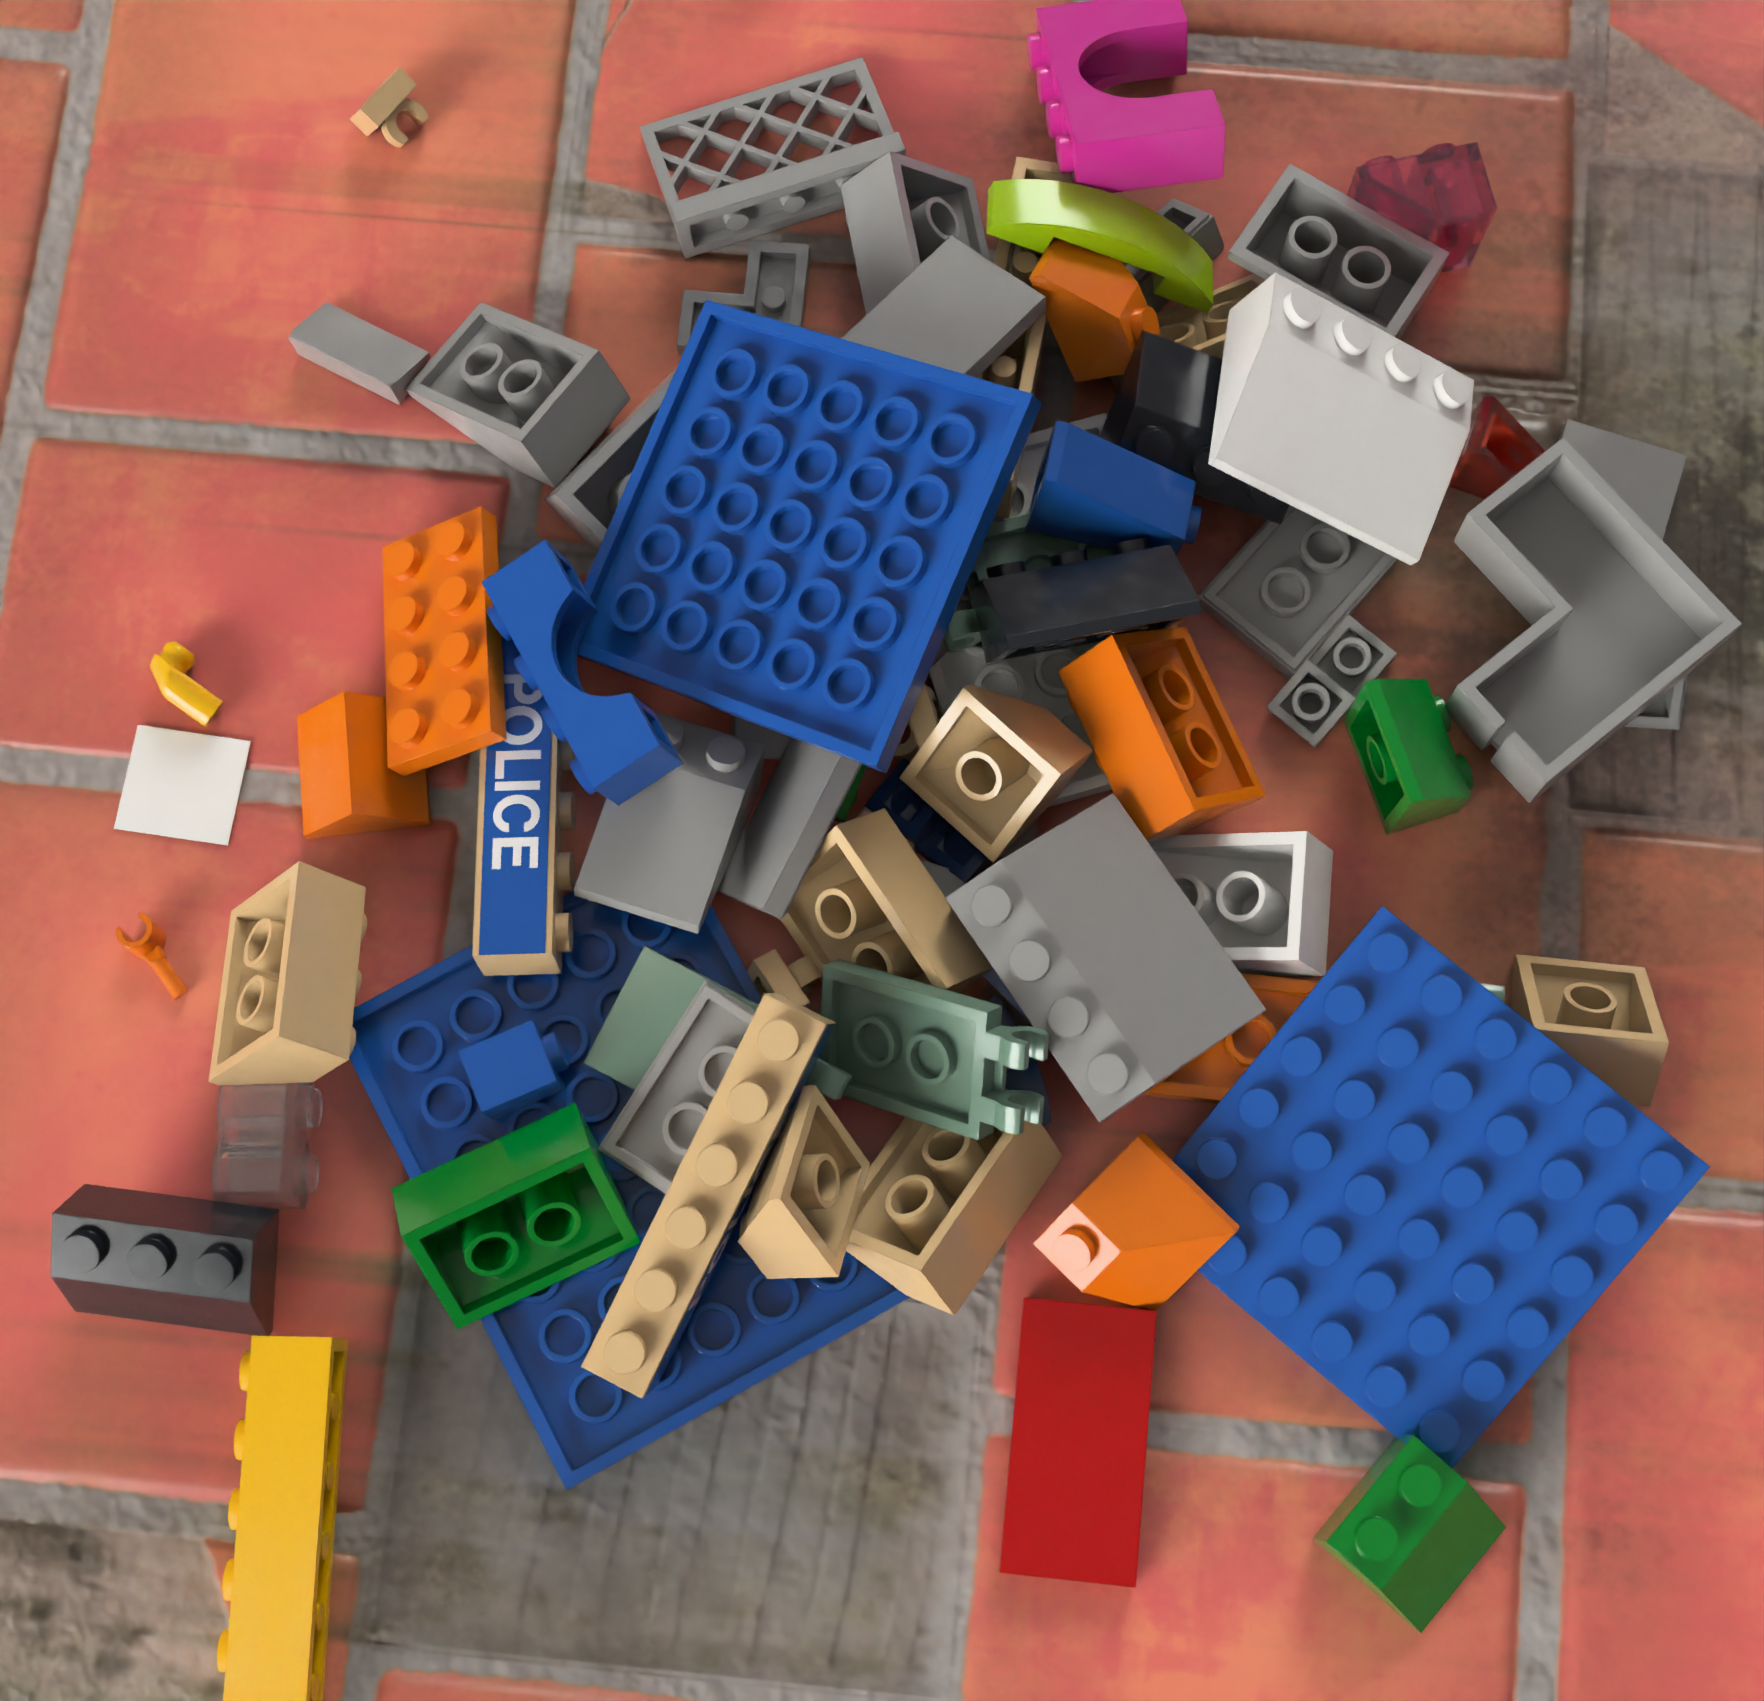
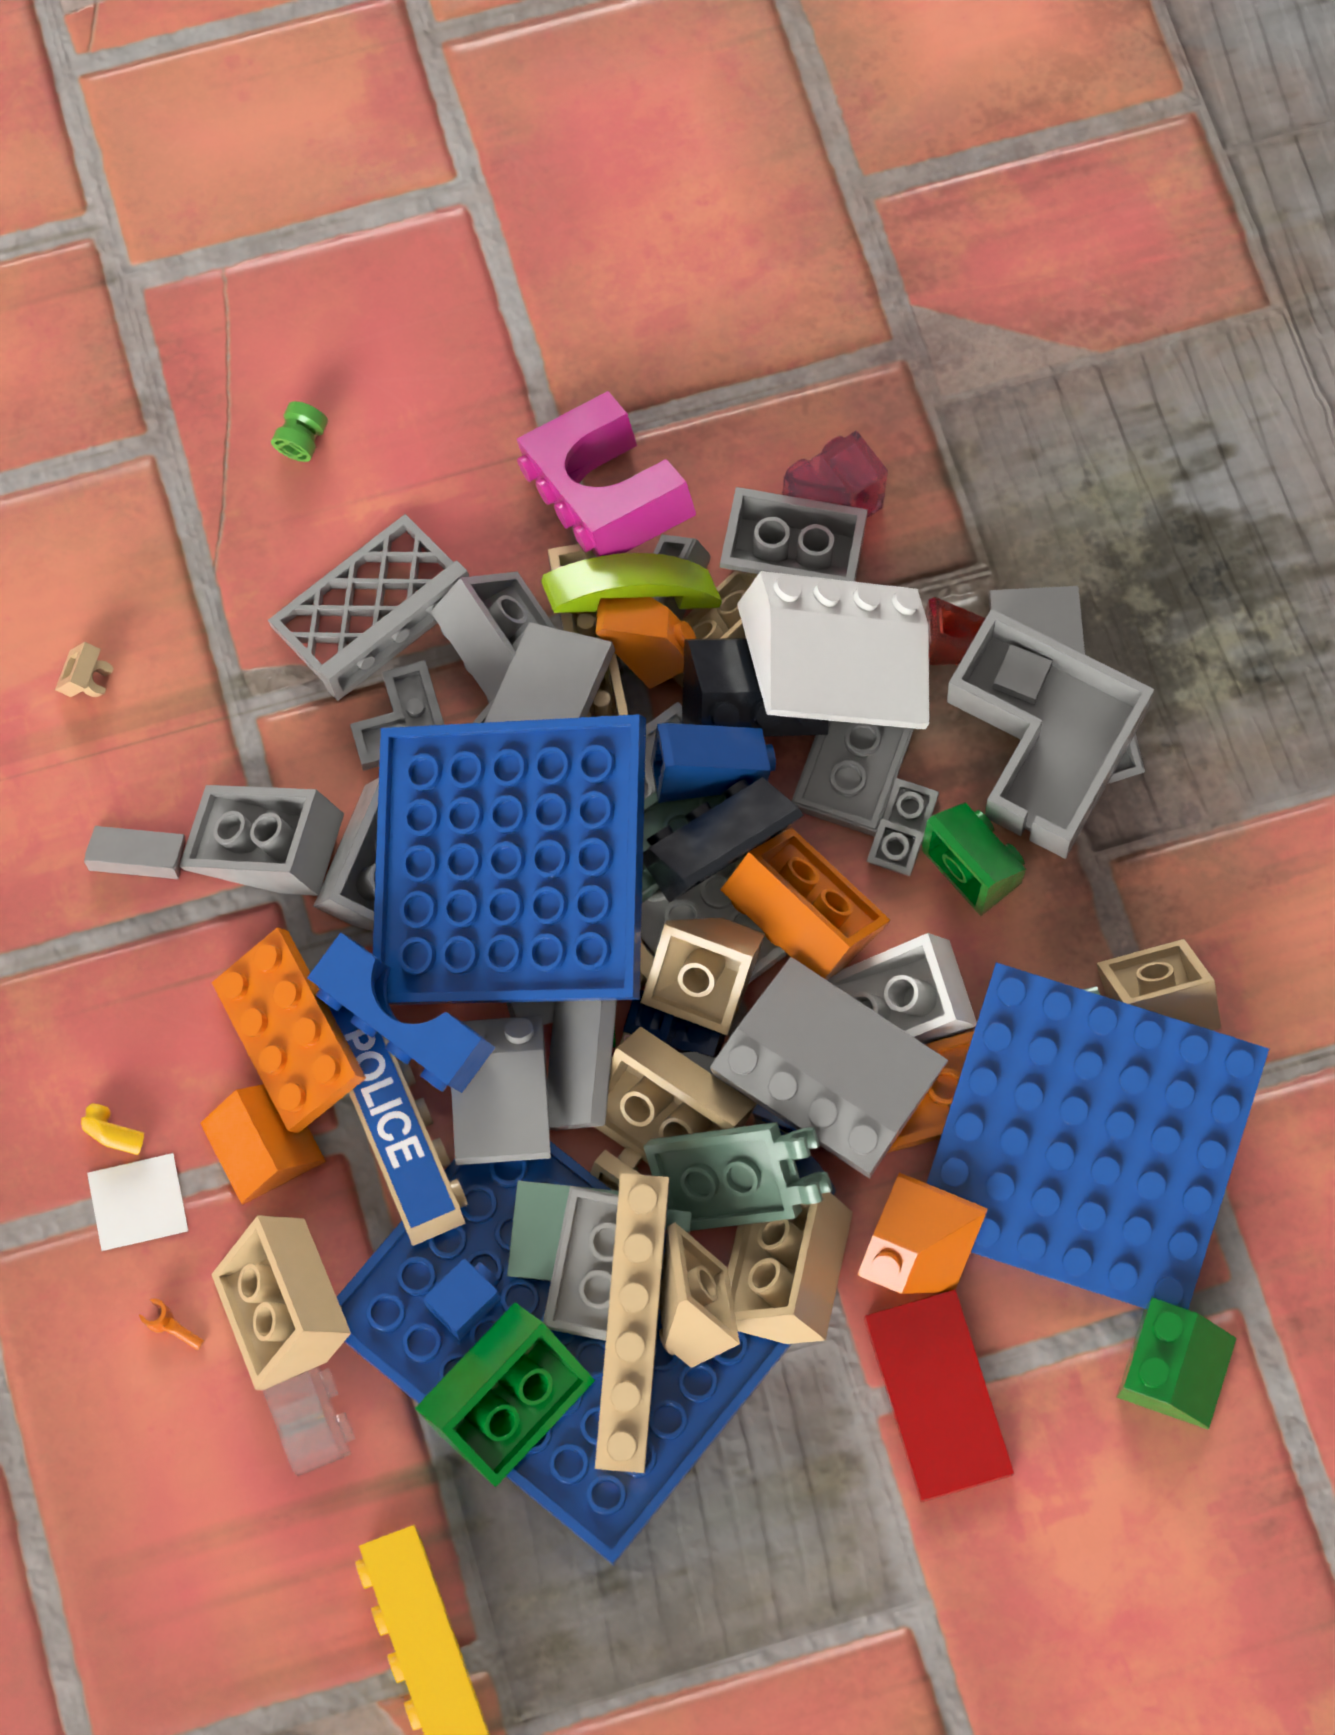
camera: 25 degrees left, 5 degrees down
(167, 1259) = (278, 1522): slope -> none
(1568, 540) = (1022, 674): none -> light grey tile

